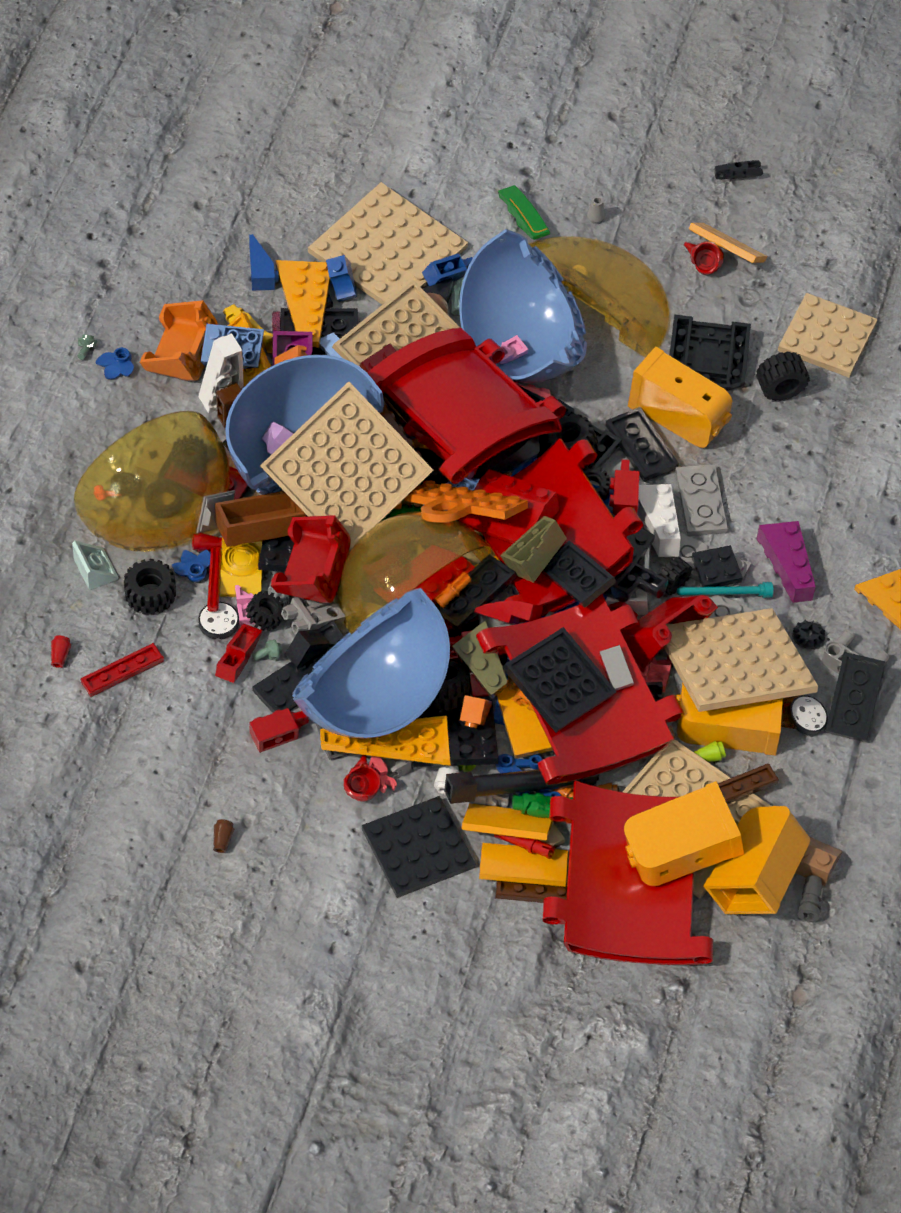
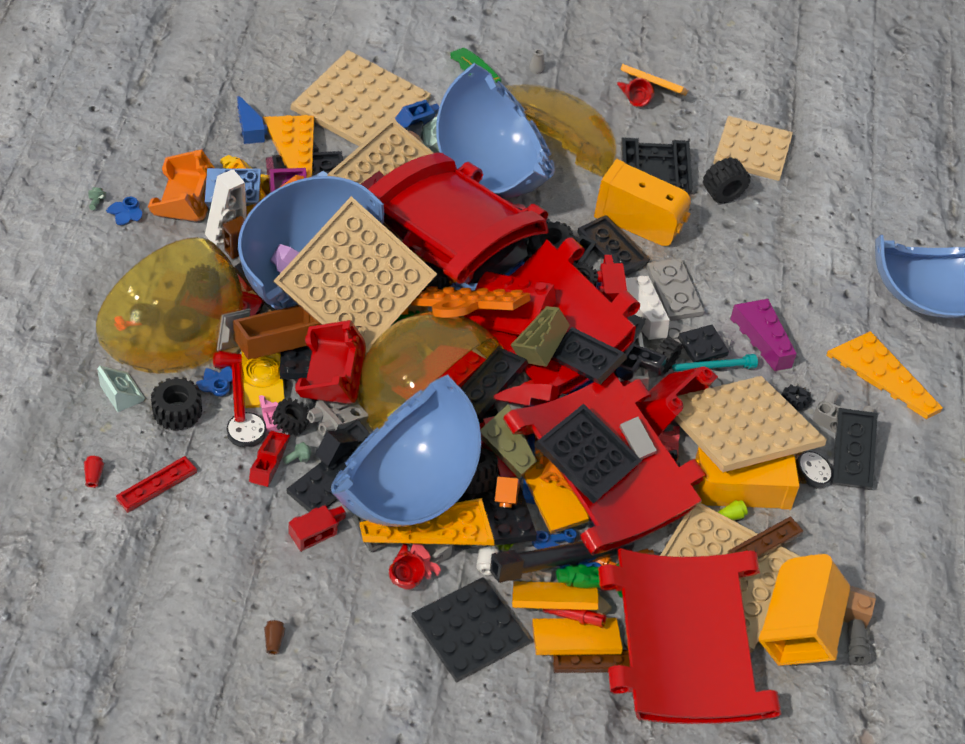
camera: 10 degrees left, 5 degrees down
(341, 277) = (324, 126): blue arch -> none
(453, 590) = (470, 380): orange axle -> none
(513, 349) = (490, 173): bright pink slope -> none
(682, 836) = (734, 592): light orange piece -> none
(738, 170) = (650, 26): black hinge -> none

